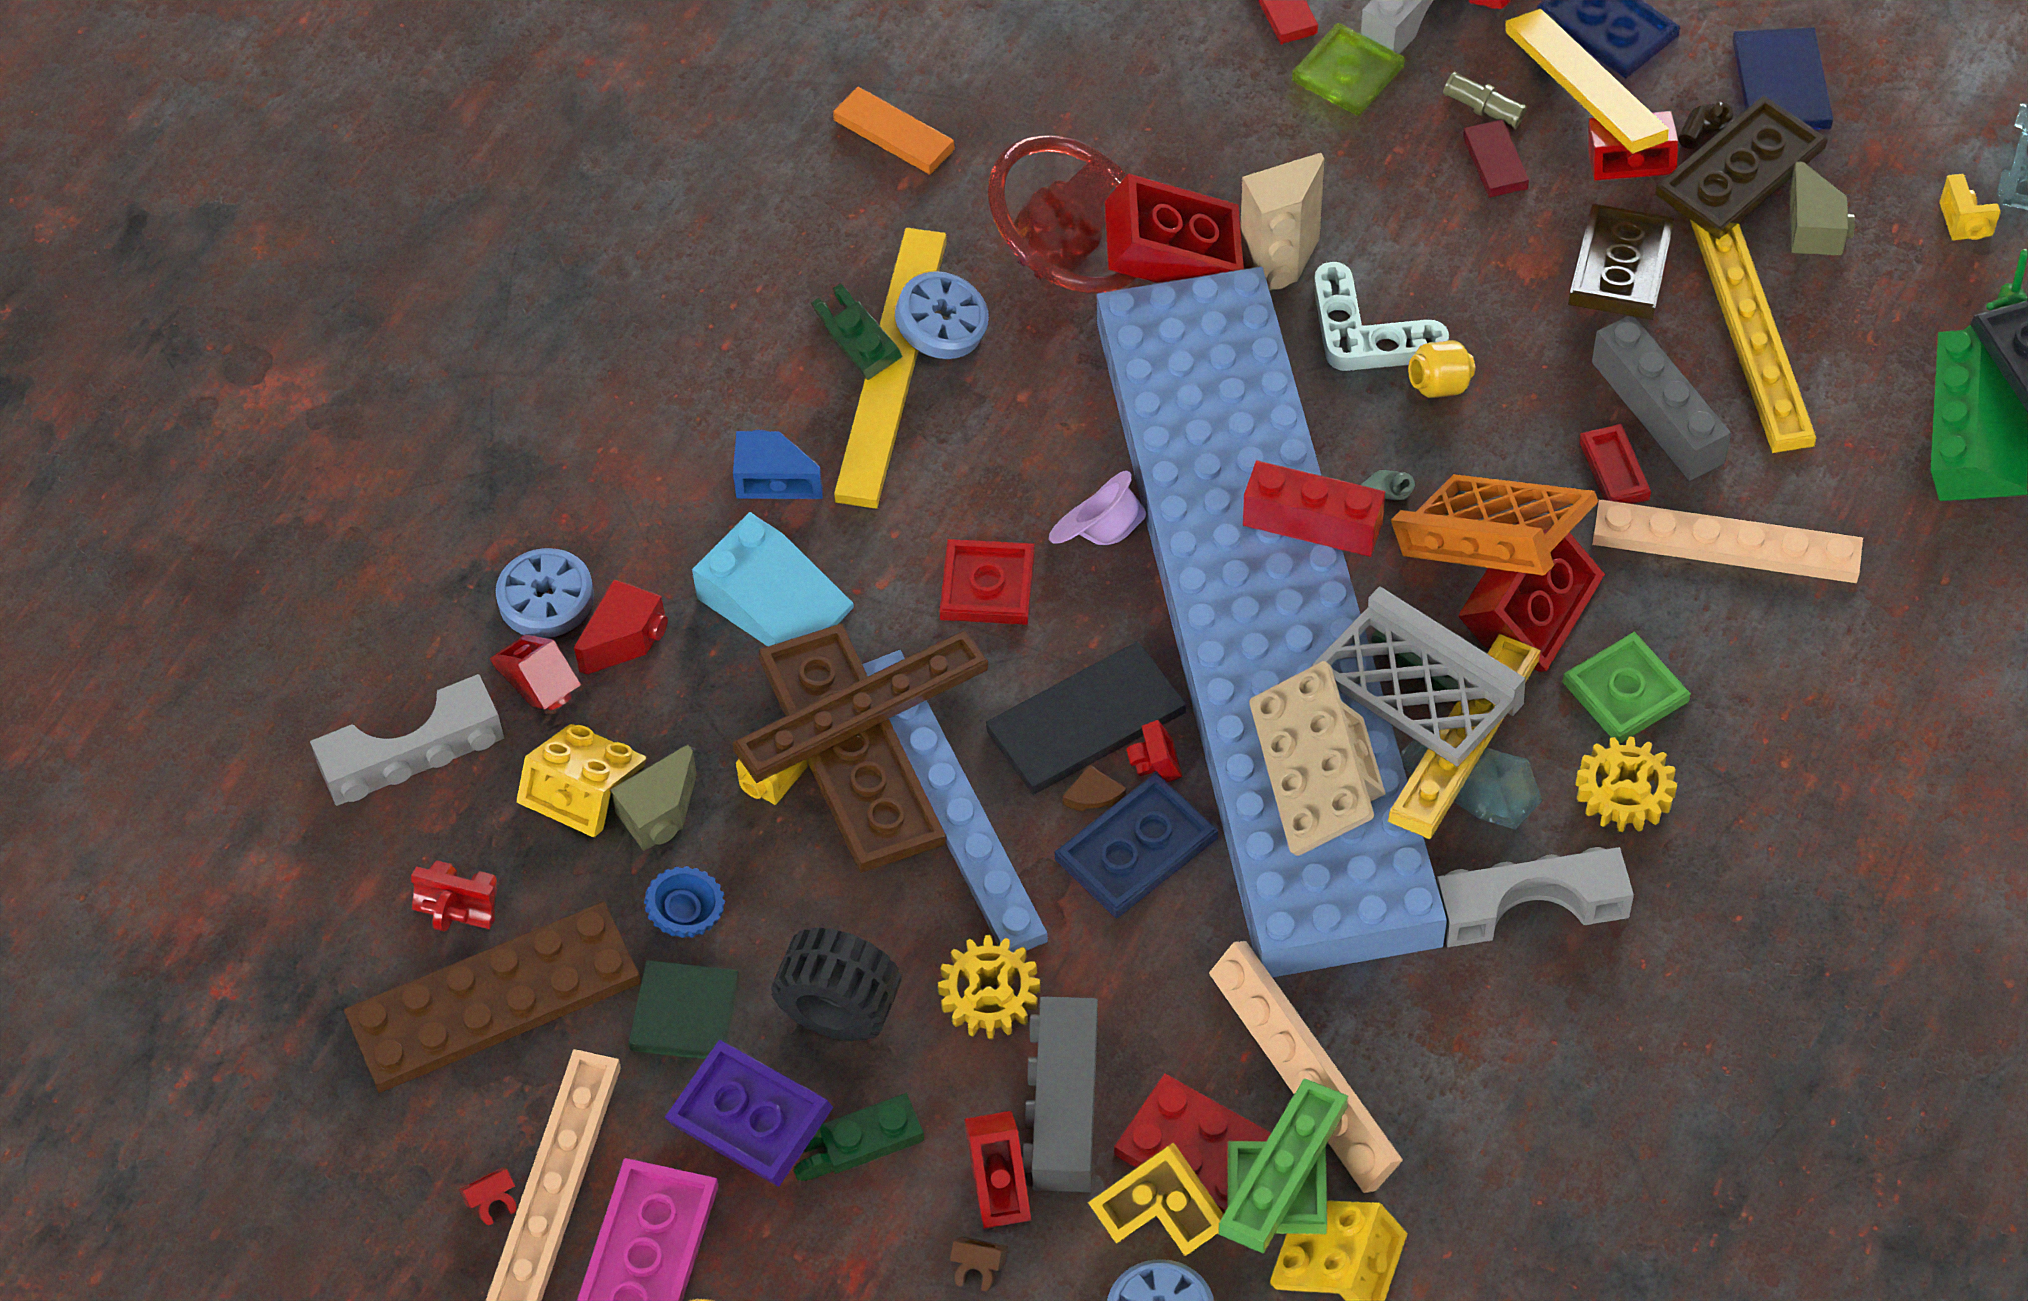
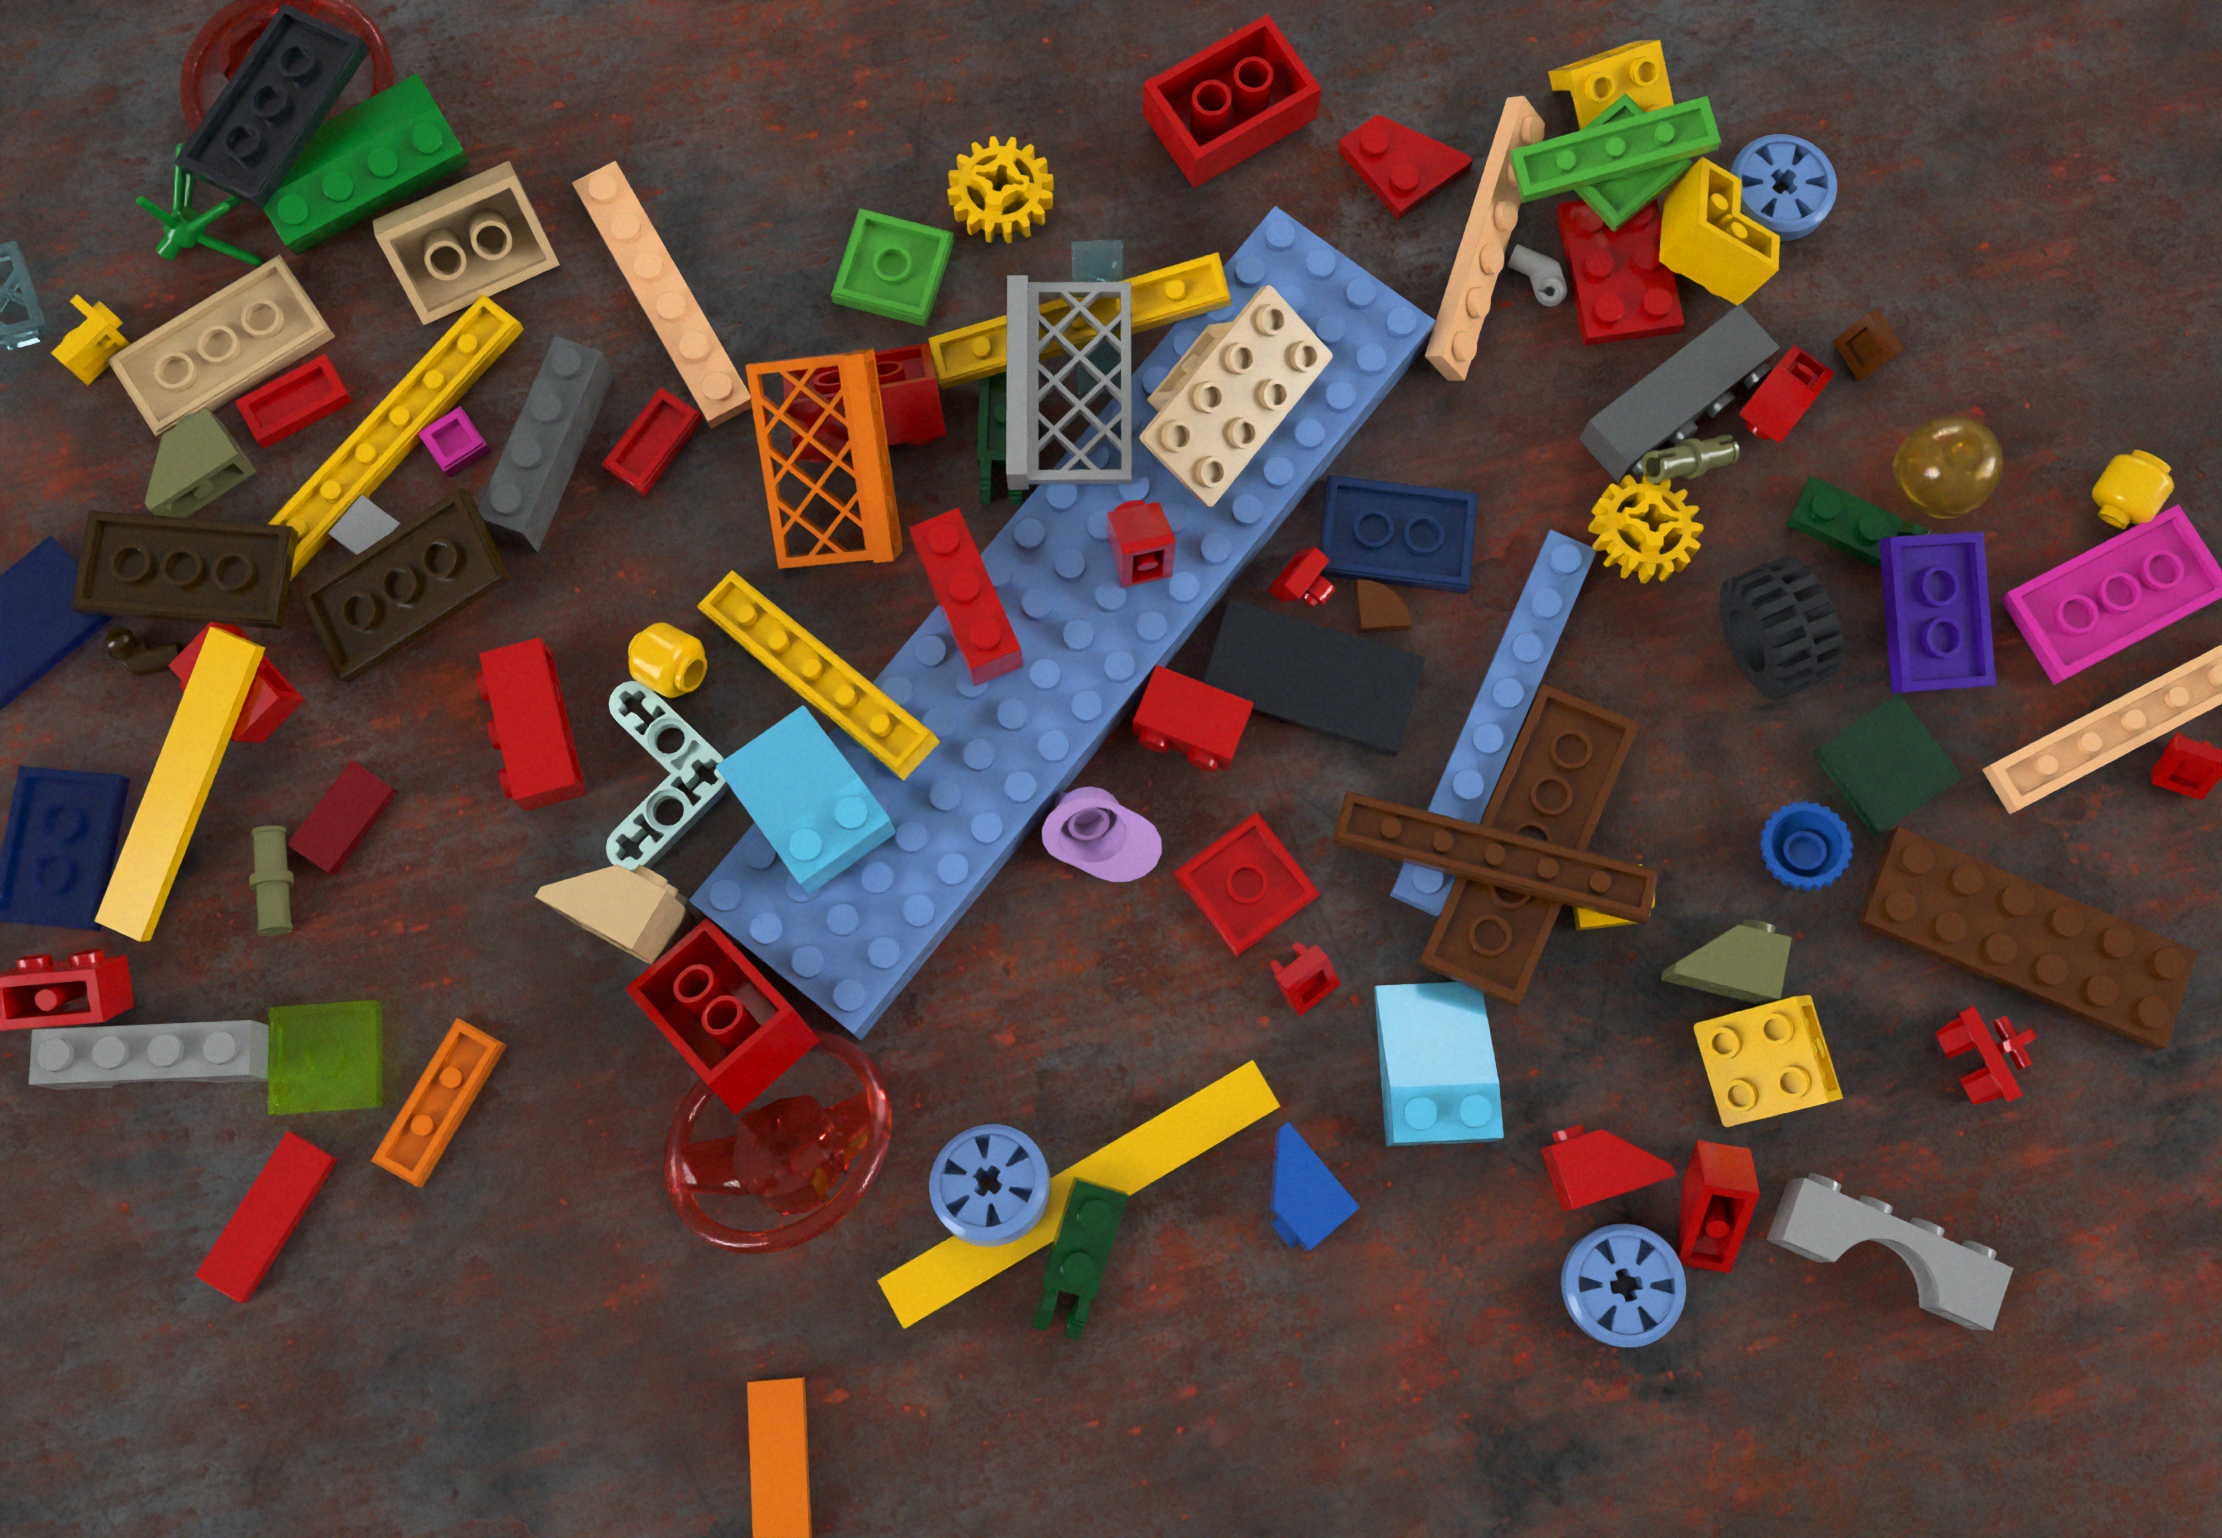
camera: 135 degrees left, 20 degrees up
(841, 1235) = (1949, 466): none -> clear yellow cylinder
(894, 561) = (1306, 978): none -> red tile
(1009, 1052) = (1690, 458): none -> olive pin
(1121, 613) = (1191, 719): none -> red brick
(1242, 1092) = (1543, 273): none -> light grey arm
(1257, 620) = (1141, 542): none -> red slope
(1262, 345) = (806, 799): none -> medium azure slope
(1266, 104) = (439, 1103): none -> orange tile
(1348, 421) = (819, 675): none -> yellow tile
(1396, 484) = (843, 619): sand green arm -> none
(1420, 1068) = (1401, 163): none -> red wing
(1464, 277) = (530, 725): none -> red brick
(1565, 971) = (1231, 100): none -> red brick
(1587, 884) = (1121, 149): light grey arch -> none
(1689, 278) = (363, 526): none -> light grey tile
(1715, 361) = (454, 442): none -> dark pink tile
(1825, 295) = (294, 401): none -> red tile
(1866, 447) = (465, 242): none -> tan slope
(1902, 280) = (221, 346): none -> tan tile

